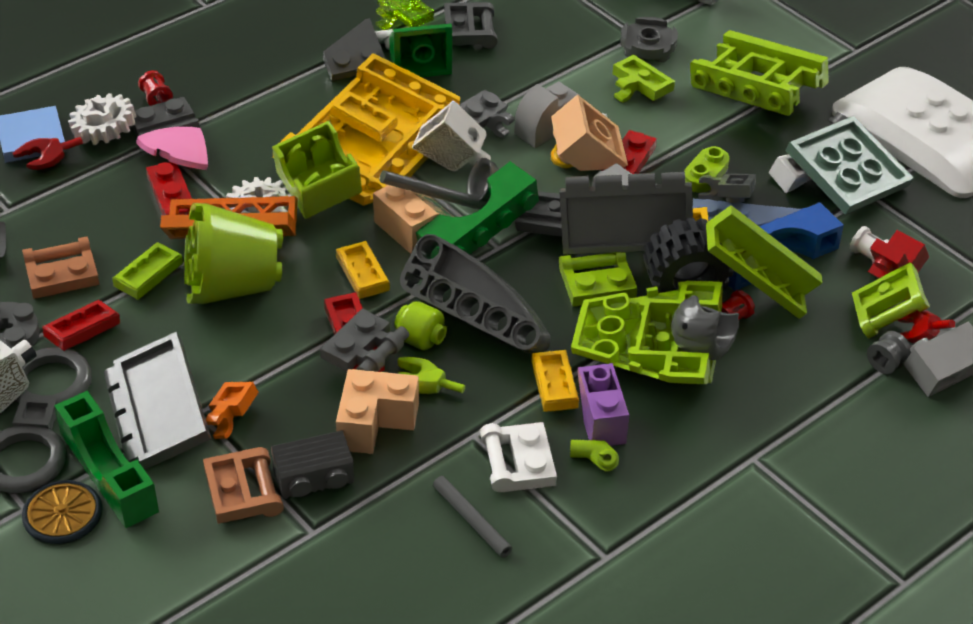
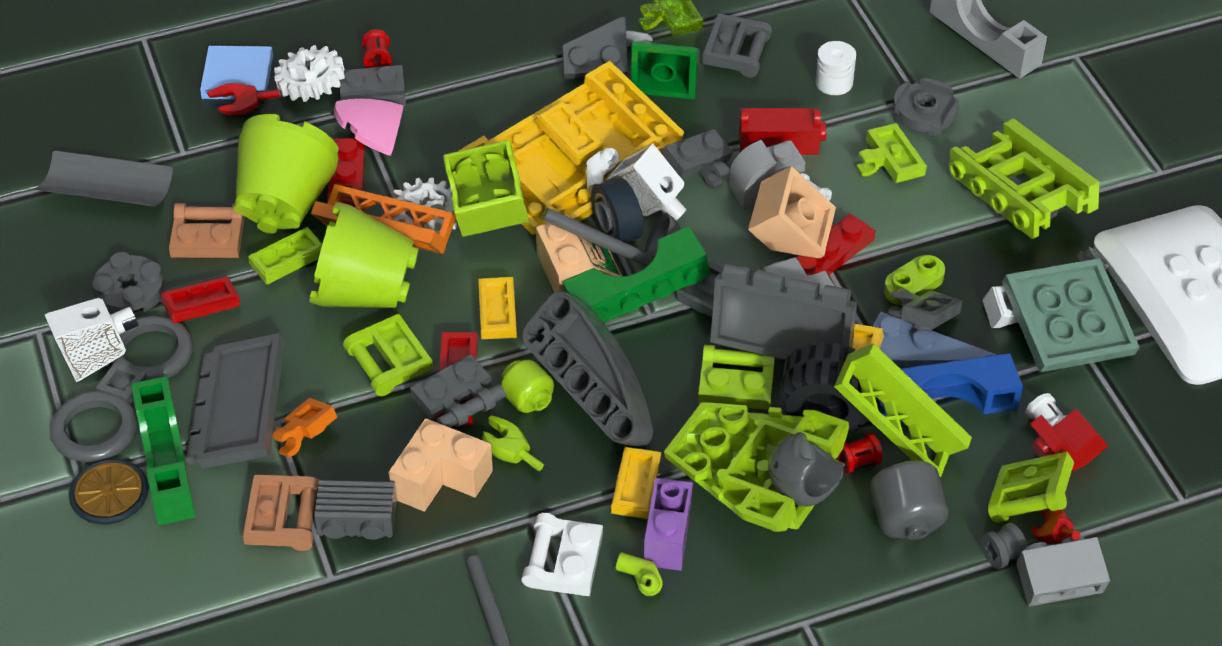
camera: 20 degrees right, 5 degrees up
(118, 195) = (281, 171): none -> lime cone
(286, 321) = (398, 348): none -> lime plate
(402, 137) = (600, 165): none -> white arm
(436, 163) = (617, 210): none -> black wheel
(522, 77) = (780, 125): none -> red brick
(563, 24) = (835, 68): none -> white piece
(796, 334) = (909, 500): none -> dark grey head

